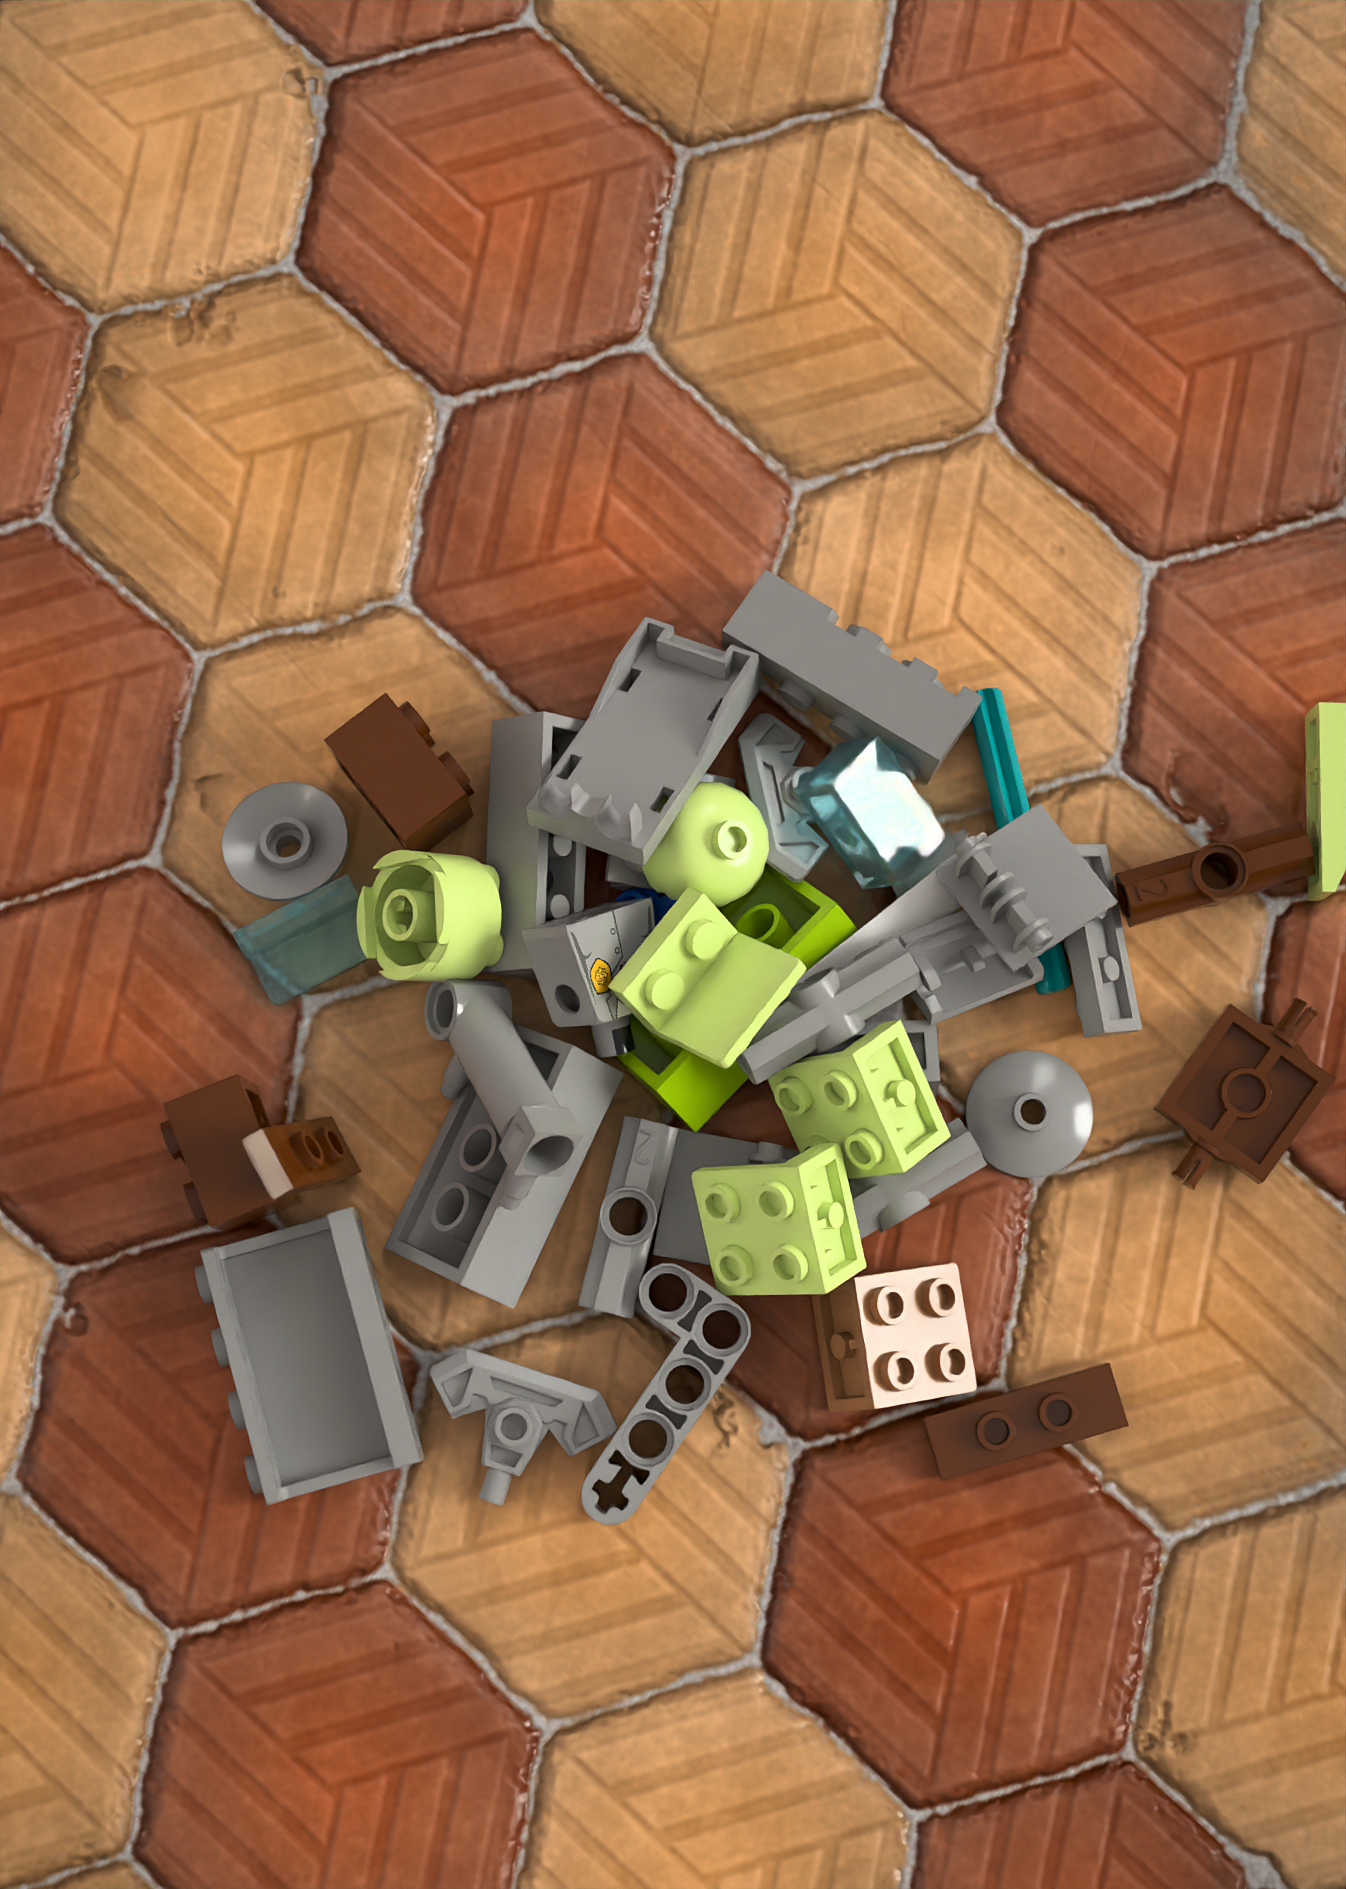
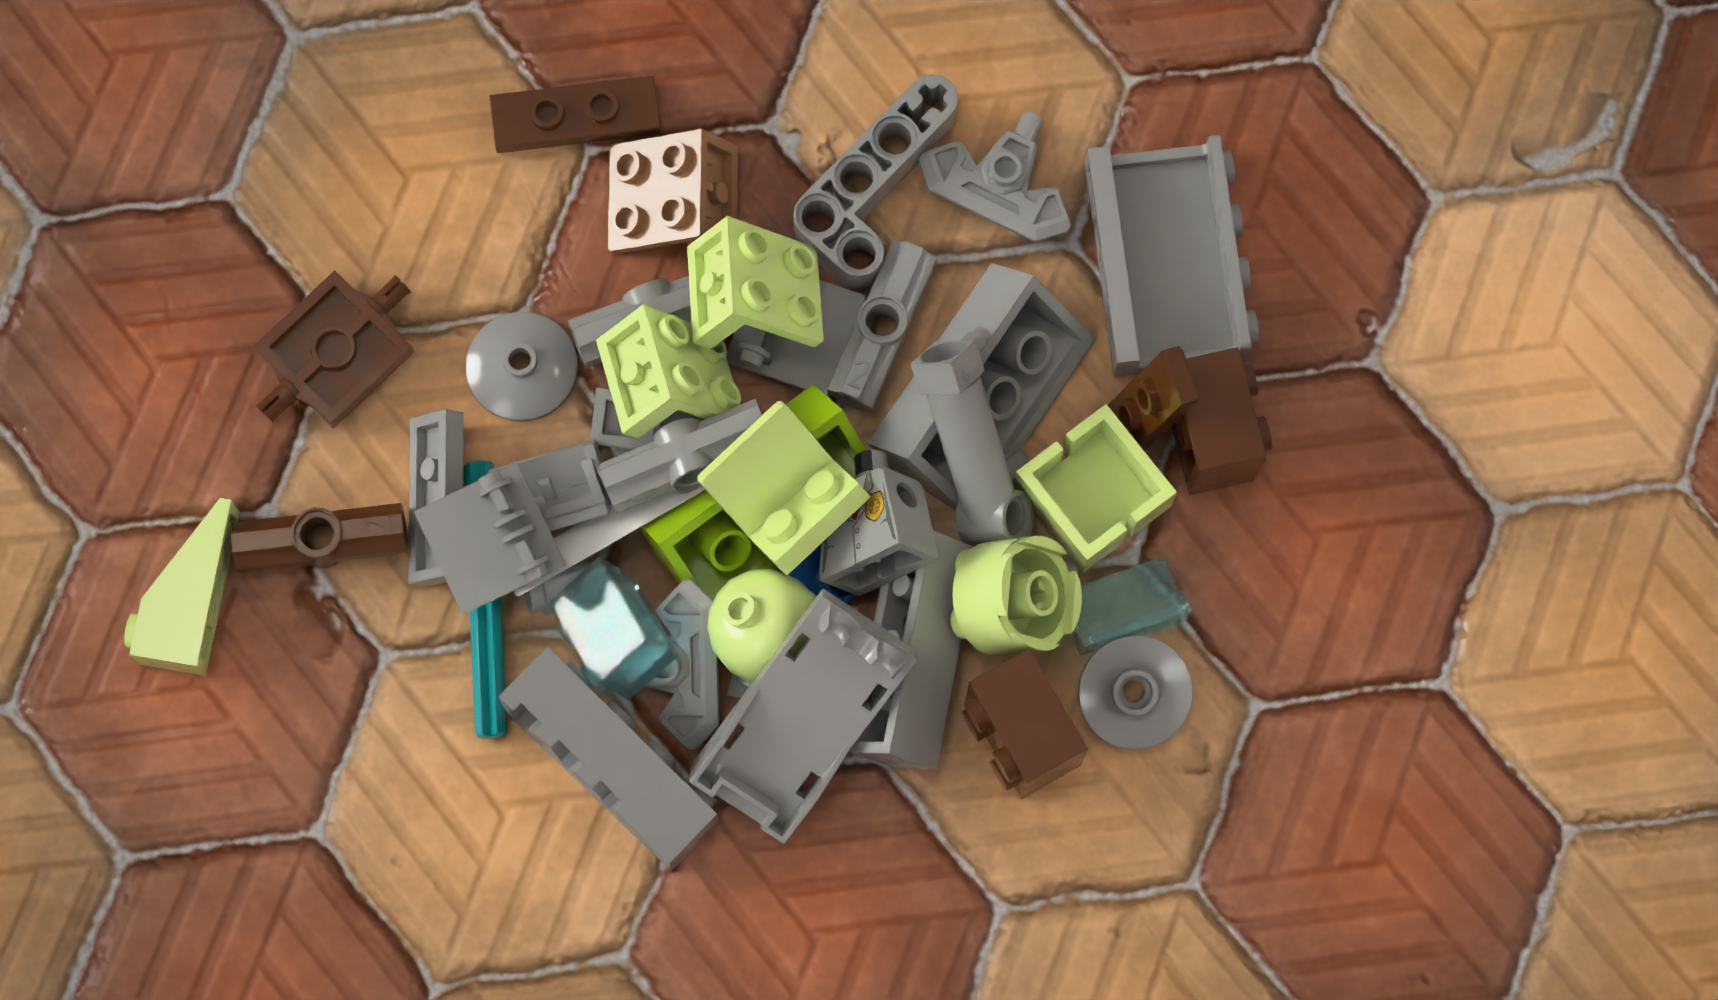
camera: 170 degrees left, 5 degrees down
(359, 1059) = (1096, 491): none -> yellowish green piece

